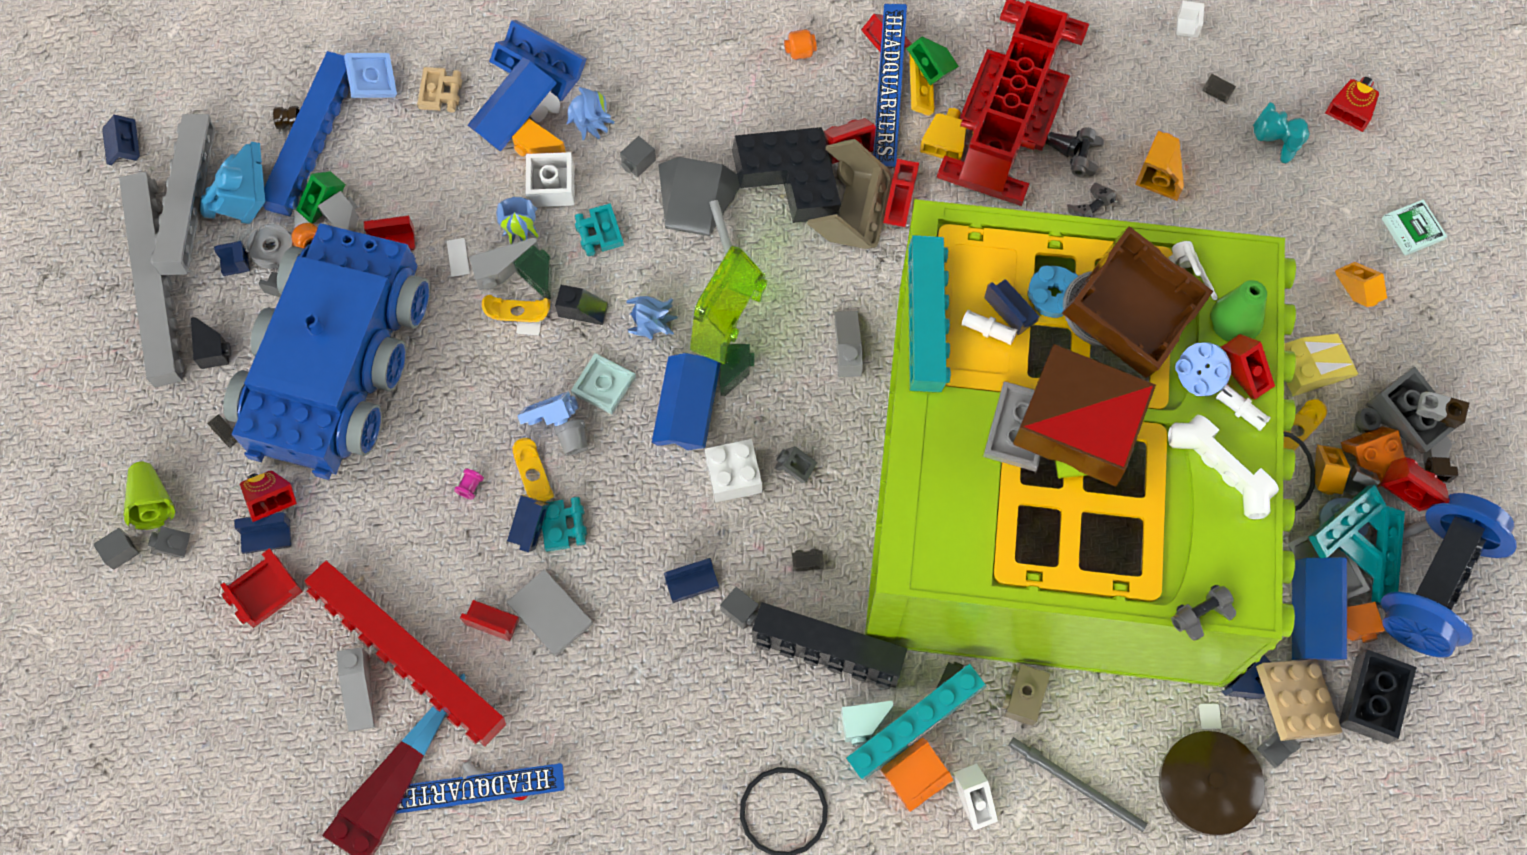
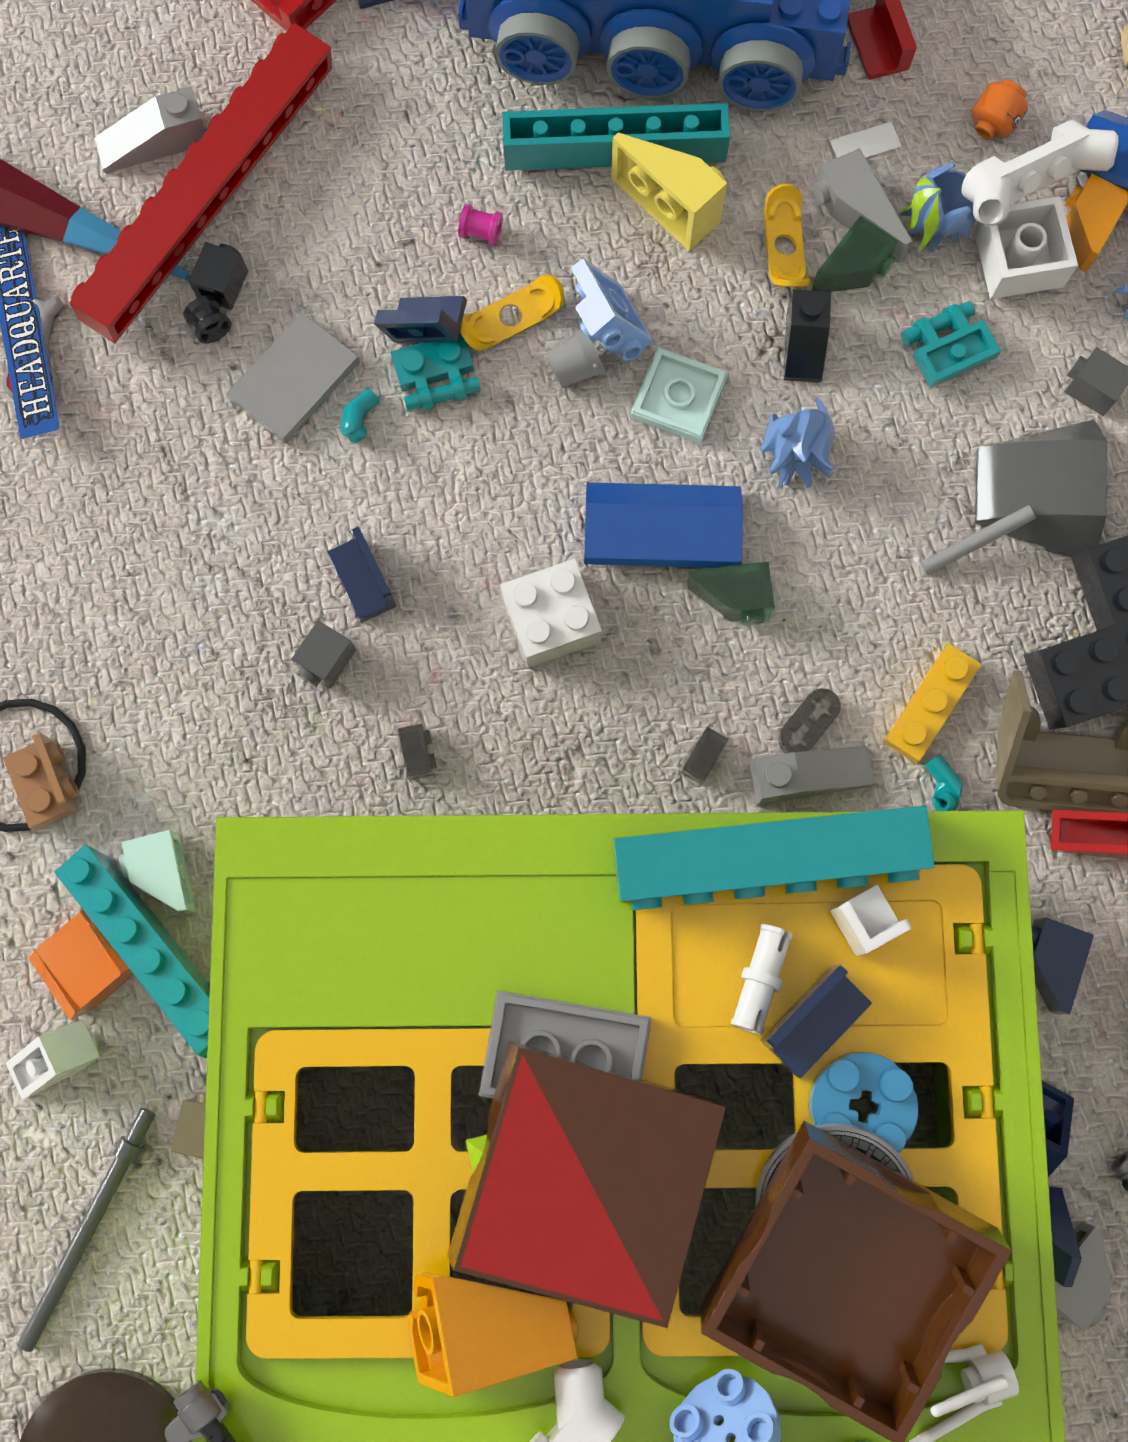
camera: 85 degrees right, 10 degrees up
(428, 395) = (586, 135): none -> teal brick
(456, 179) = (999, 109): none -> orange head
(470, 651) = (219, 273): none -> black brick
(473, 365) = (670, 187): none -> light yellow slope
(490, 620) = (269, 293): red panel -> none
(501, 661) = (207, 319): none -> black wheel
(515, 184) = (1072, 148): none -> white plate
(528, 328) = (758, 269): white sticker -> none
(583, 577) = (353, 415): none -> teal arm
(723, 303) = (836, 544): clear neon green windscreen -> none
(795, 463) = (577, 712): dark grey bracket -> none
(799, 791) = (41, 782): none -> medium nougat bracket
(814, 274) = (932, 703): none -> yellow plate
(814, 343) = (801, 716): none -> clear smoke beam
(828, 645) = (275, 751): black brick -> none
(830, 398) = (704, 755): none -> clear smoke piece
(862, 273) = (948, 784): none -> teal arm
(966, 274) = (868, 921): none -> white panel
(1155, 476) = (485, 1334): none -> light orange slope

